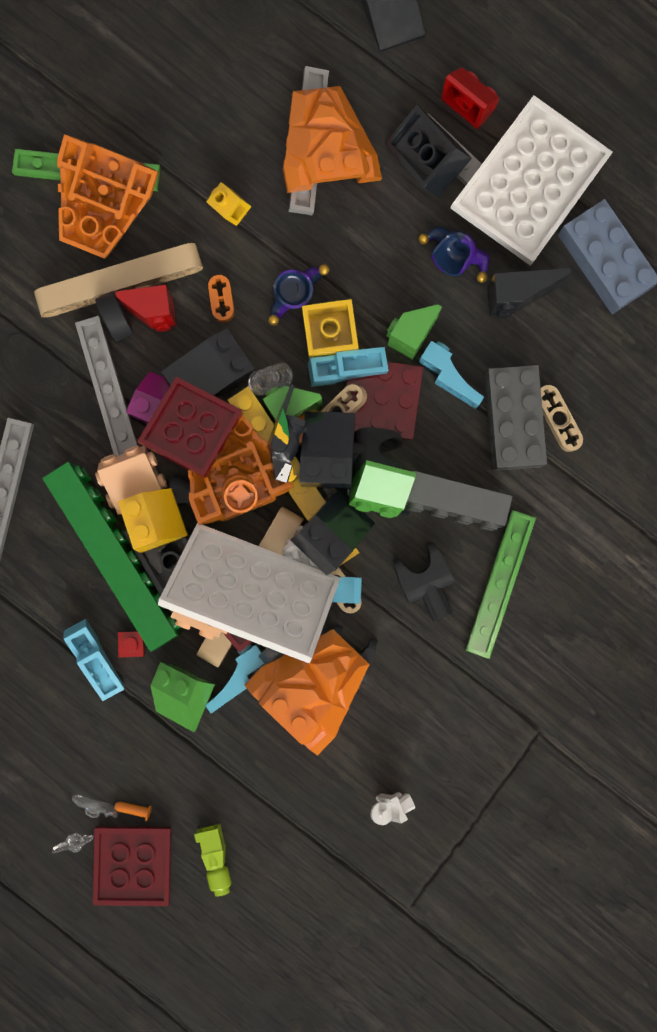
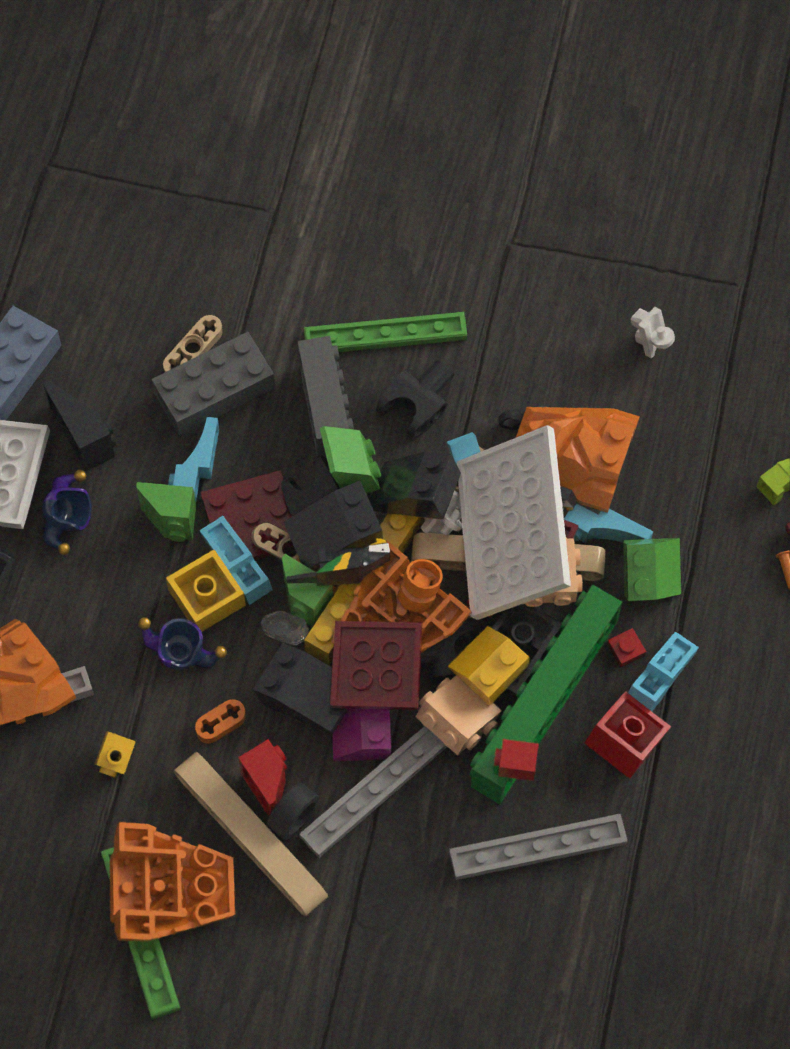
camera: 115 degrees left, 20 degrees down
(51, 497) = (516, 759): none -> red brick
(53, 606) = (627, 734): none -> red slope

